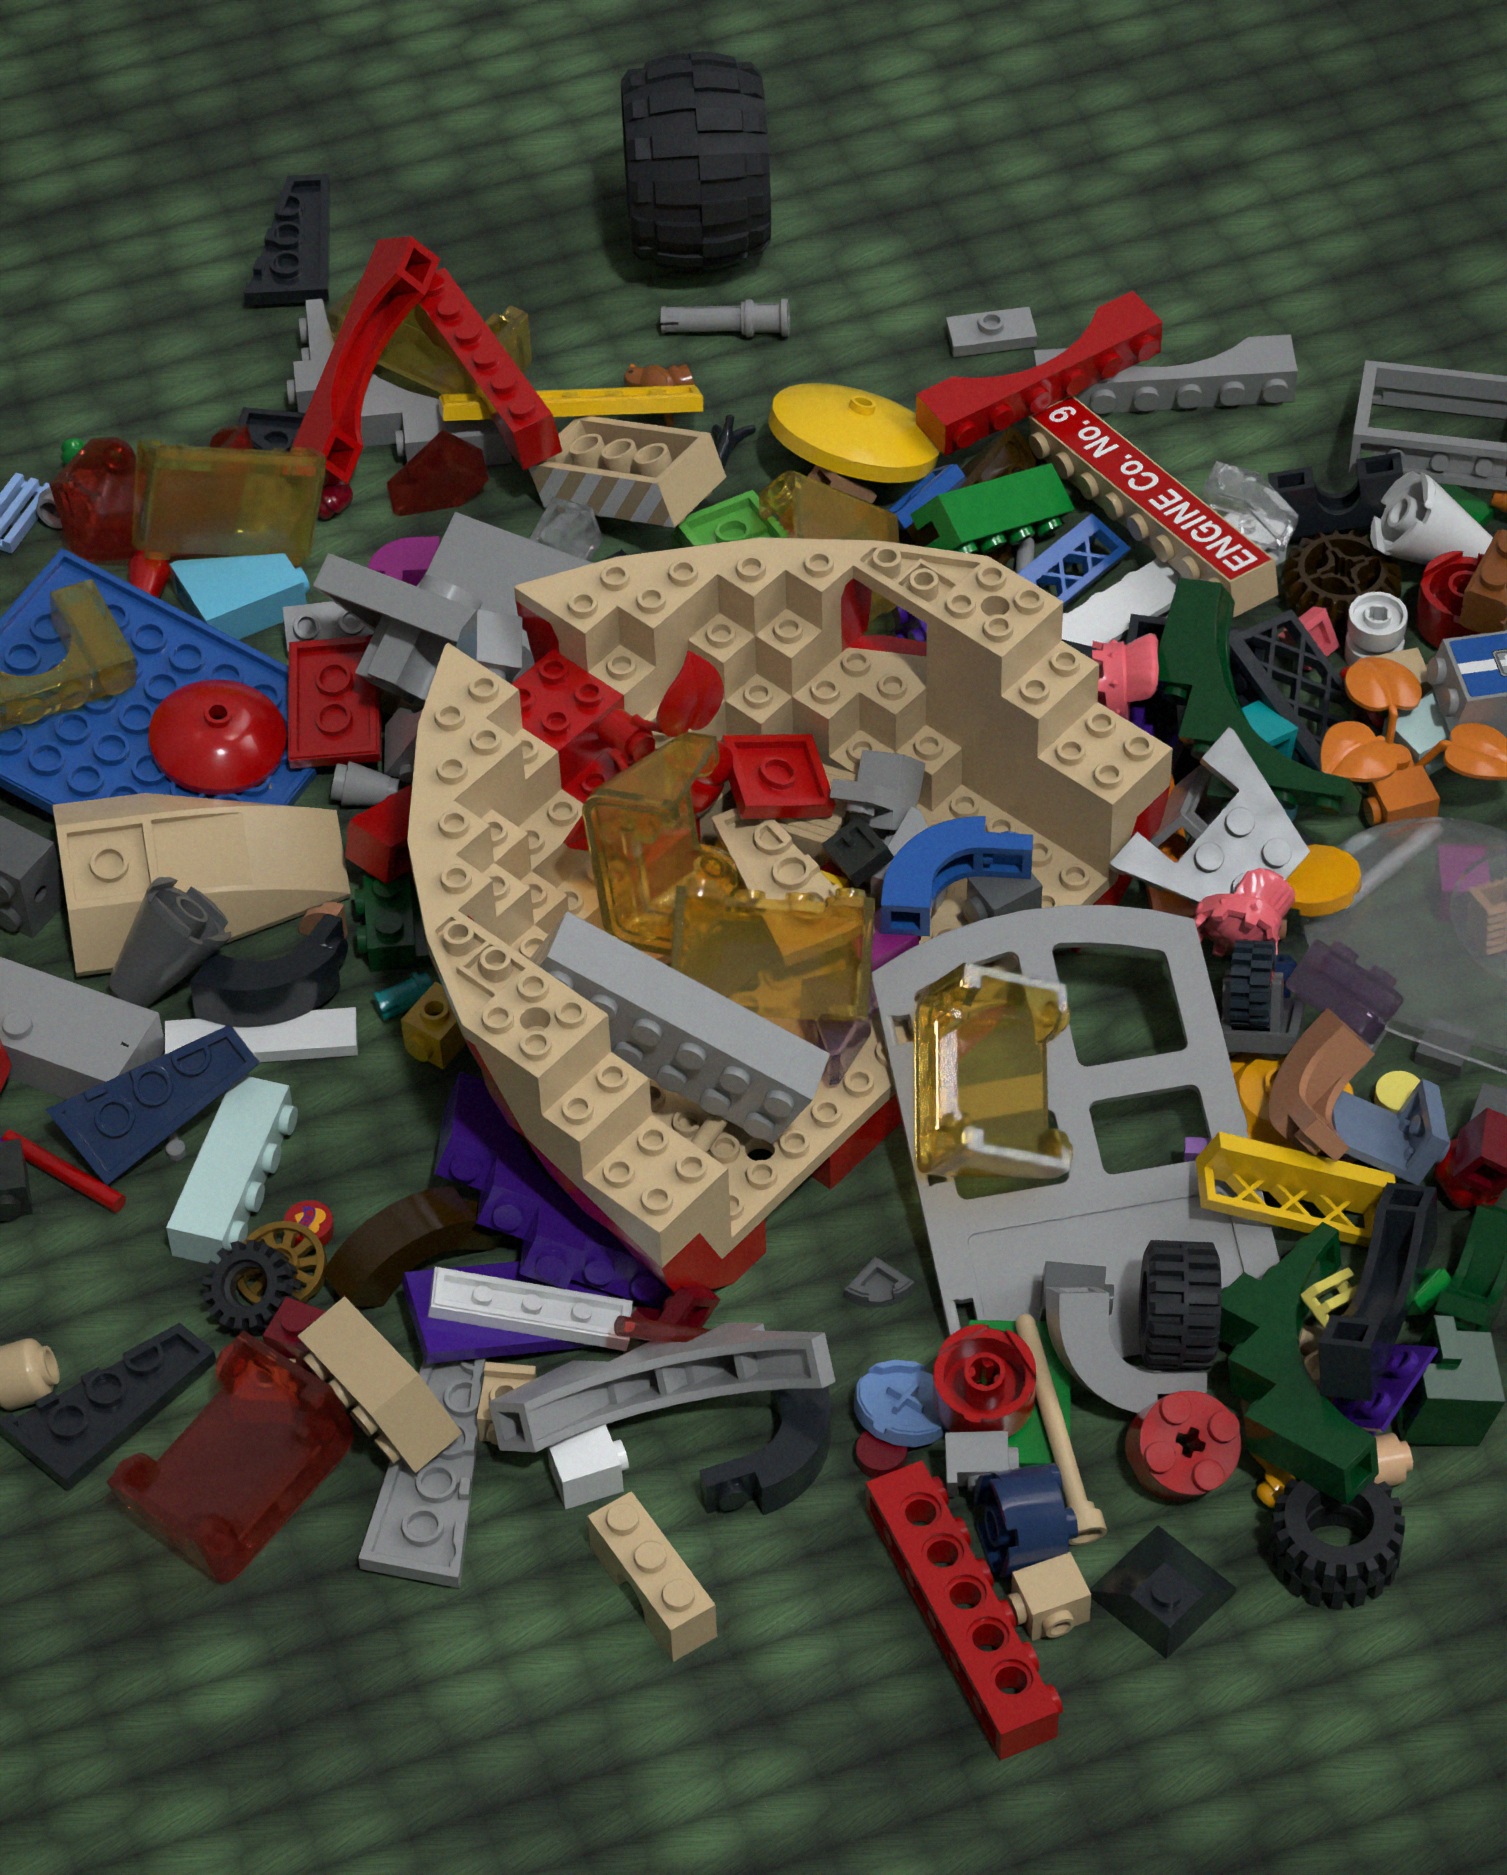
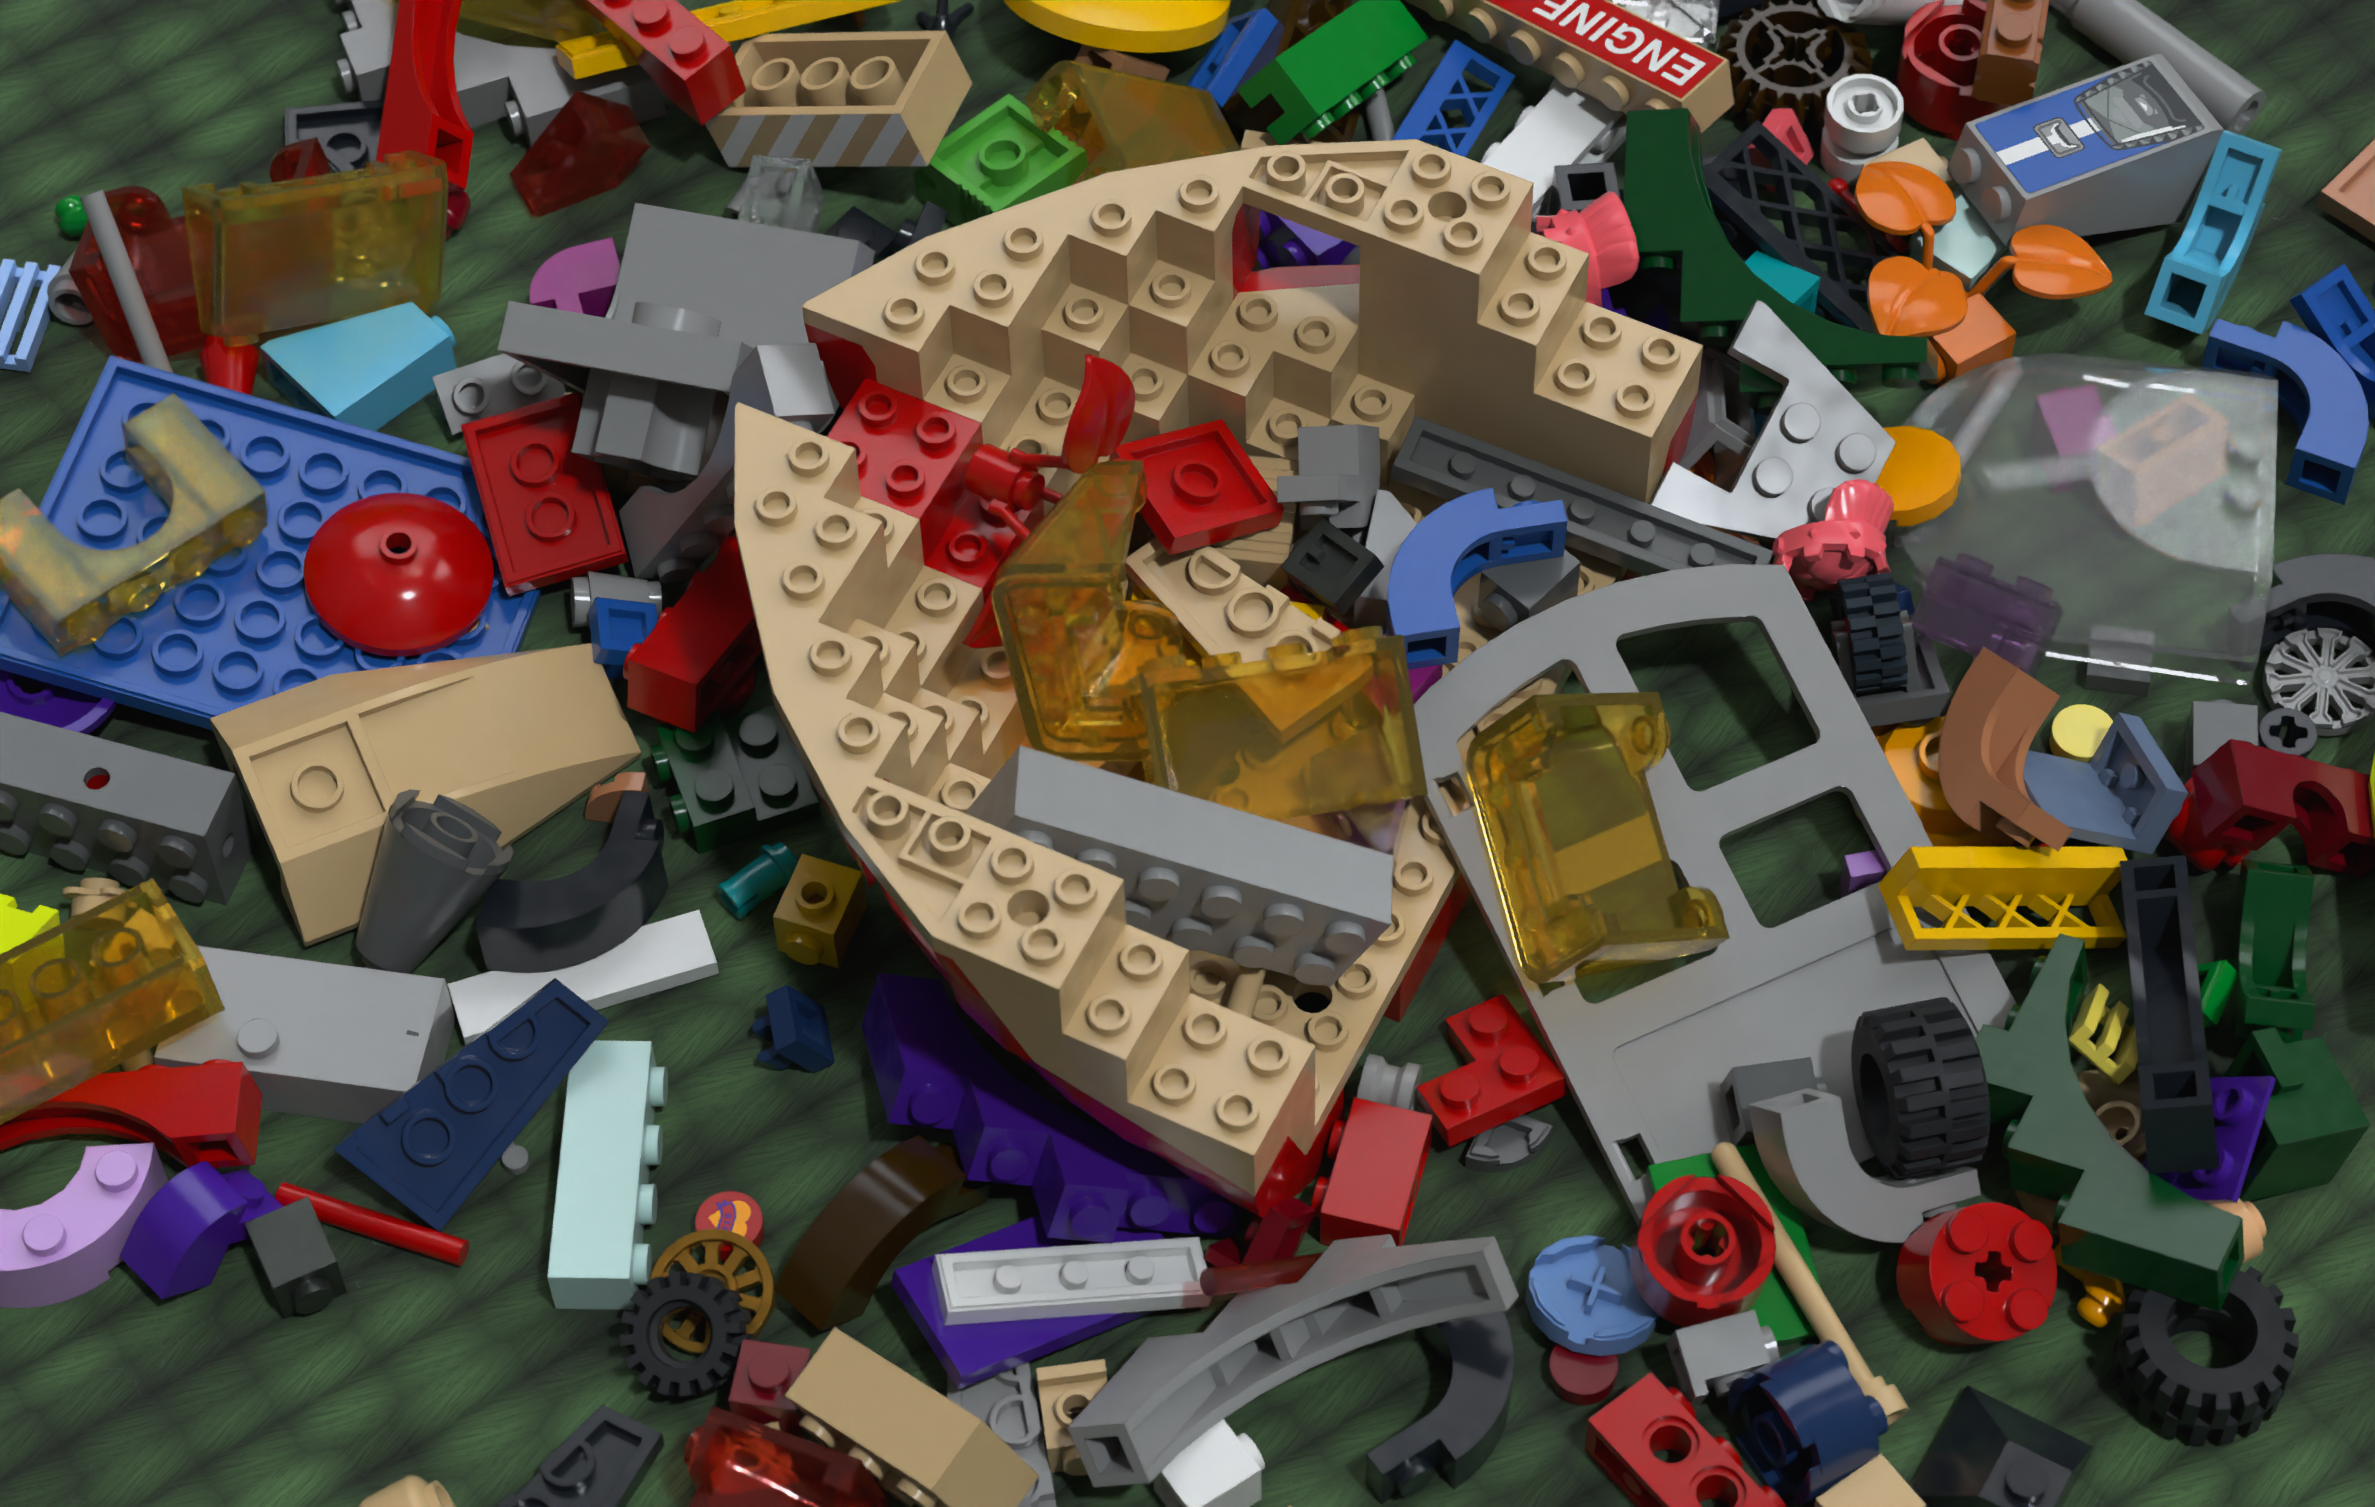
camera: 15 degrees left, 5 degrees up
(85, 498) = (124, 280): none -> light grey bar
(355, 799) = (616, 628): none -> blue tile
(395, 1102) = (797, 1029): none -> dark blue tile
(775, 1283) = (1375, 1172): none -> red brick
(802, 1232) = (1390, 1083): none -> light grey wheel
(887, 1242) = (1503, 1074): none -> red plate
(1056, 851) = (1597, 517): none -> dark grey plate

